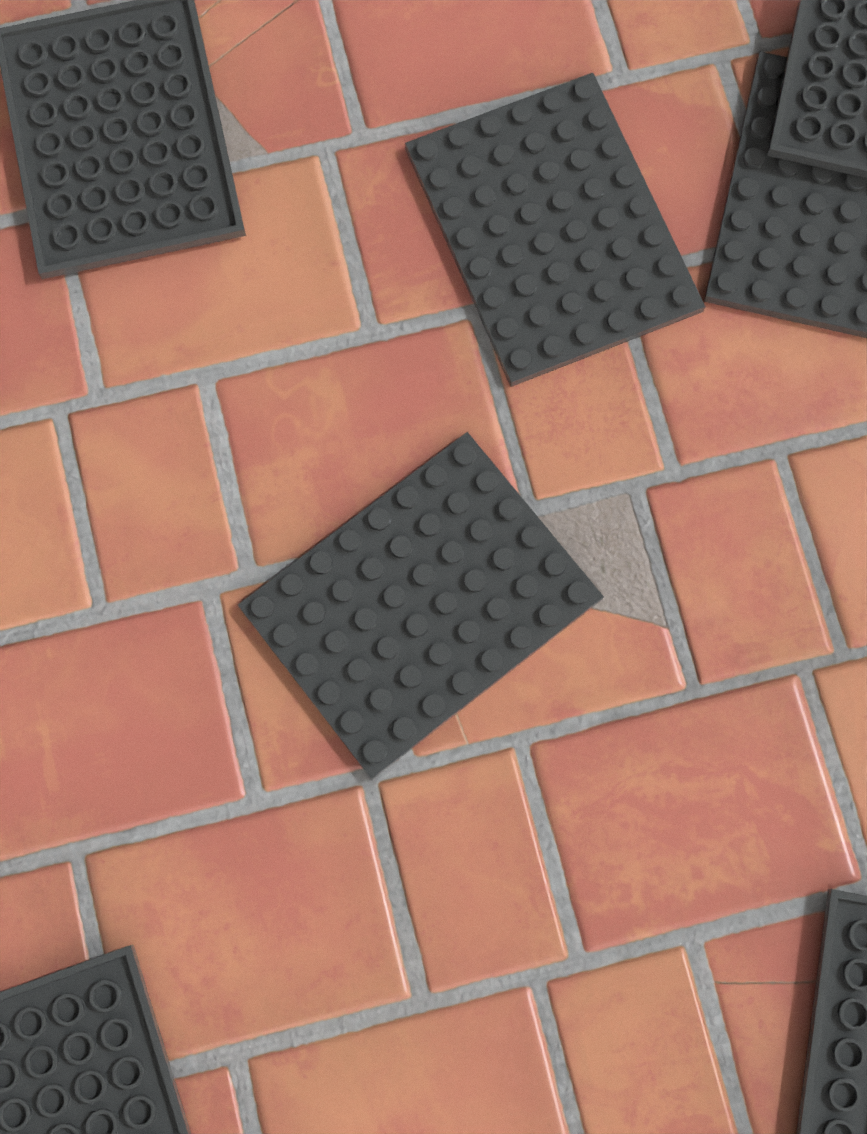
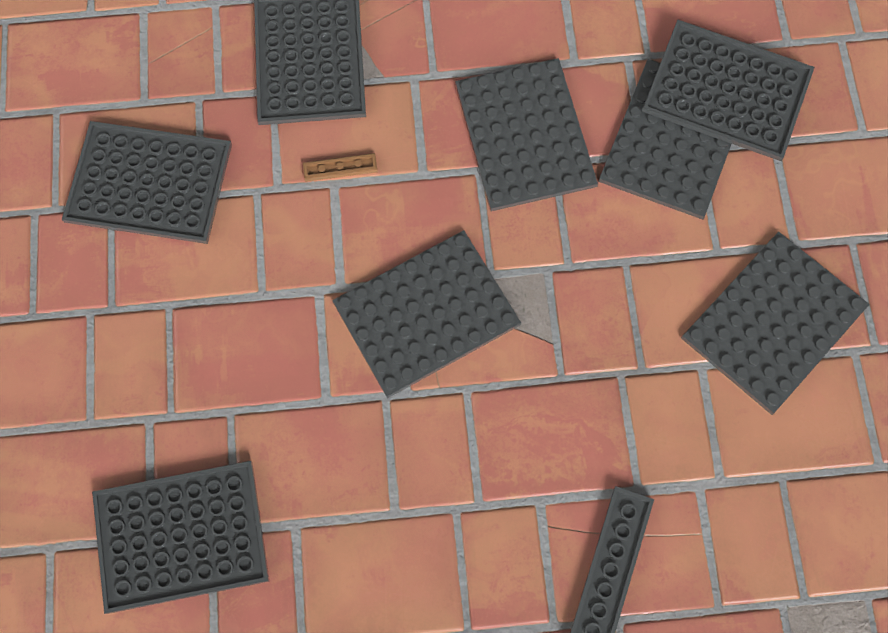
camera: 10 degrees right, 5 degrees down
(211, 341) = (340, 167): none -> medium nougat tile

